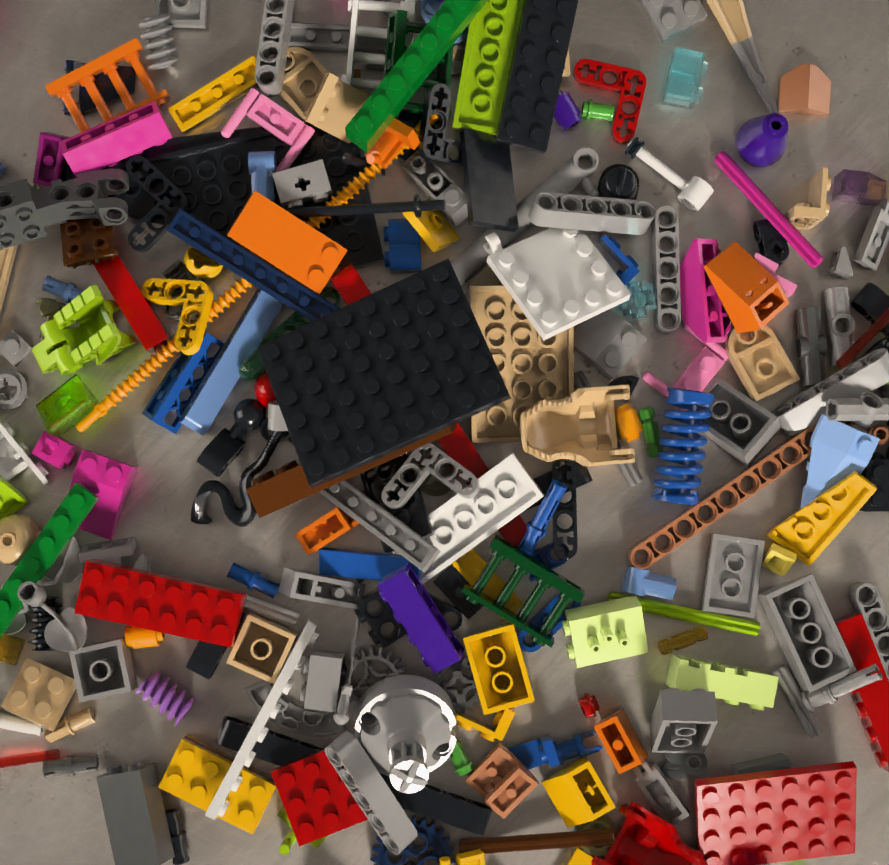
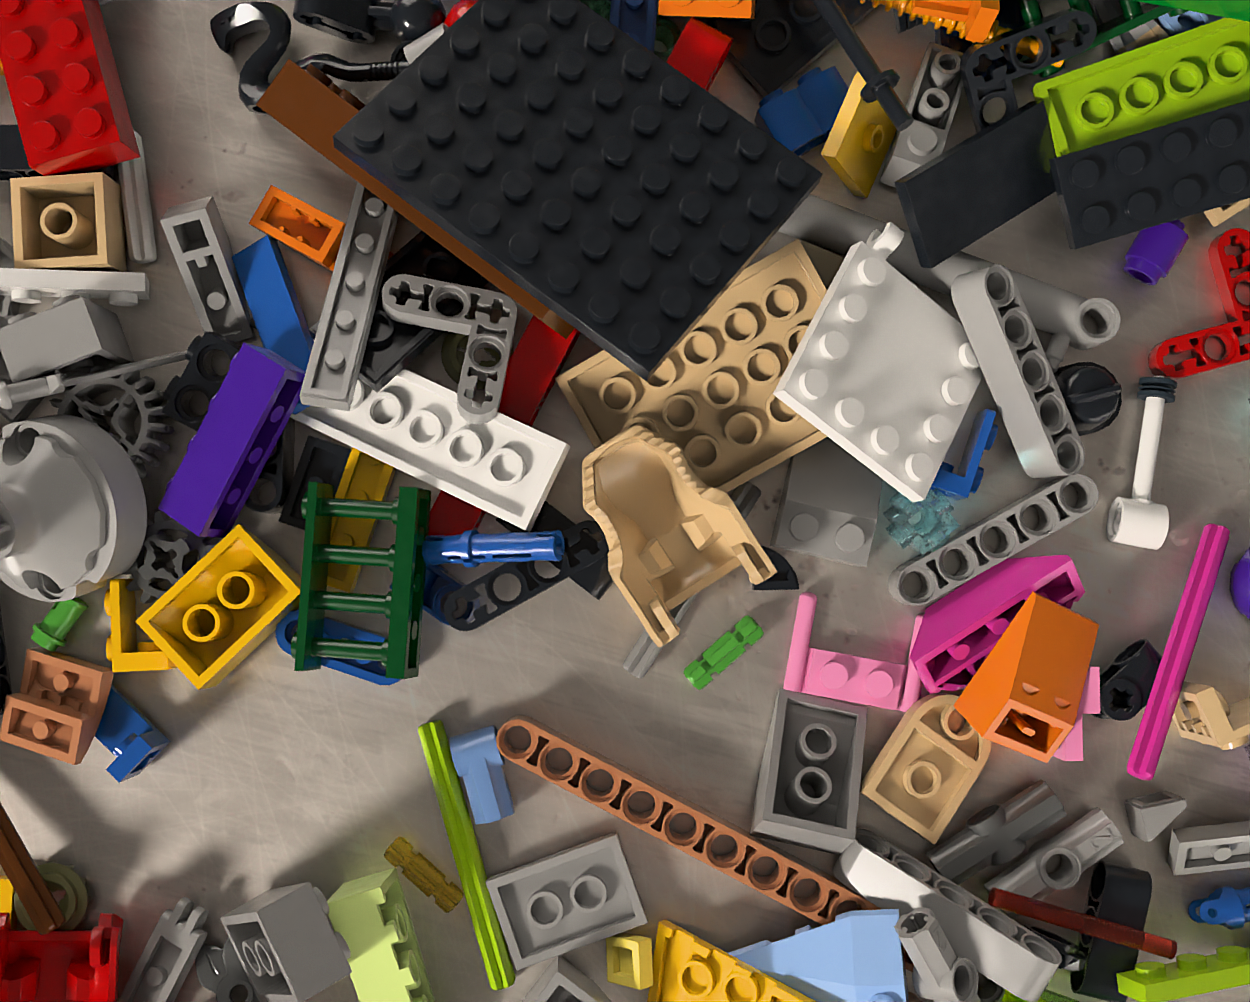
camera: 65 degrees right, 0 degrees up
(253, 580) = (169, 160): blue pin -> none
(574, 747) = (165, 791): blue piece -> none
(578, 793) = (98, 837): yellow slope -> none
(589, 705) = (244, 780): red plate -> none
(597, 110) = (1183, 301): bright green pin -> none
(605, 631) = (369, 744): yellowish green piece -> none
(621, 741) = (210, 860): orange brick -> none
(627, 422) = (718, 606): light orange brick -> none
(681, 489) = (655, 751): blue piece -> none

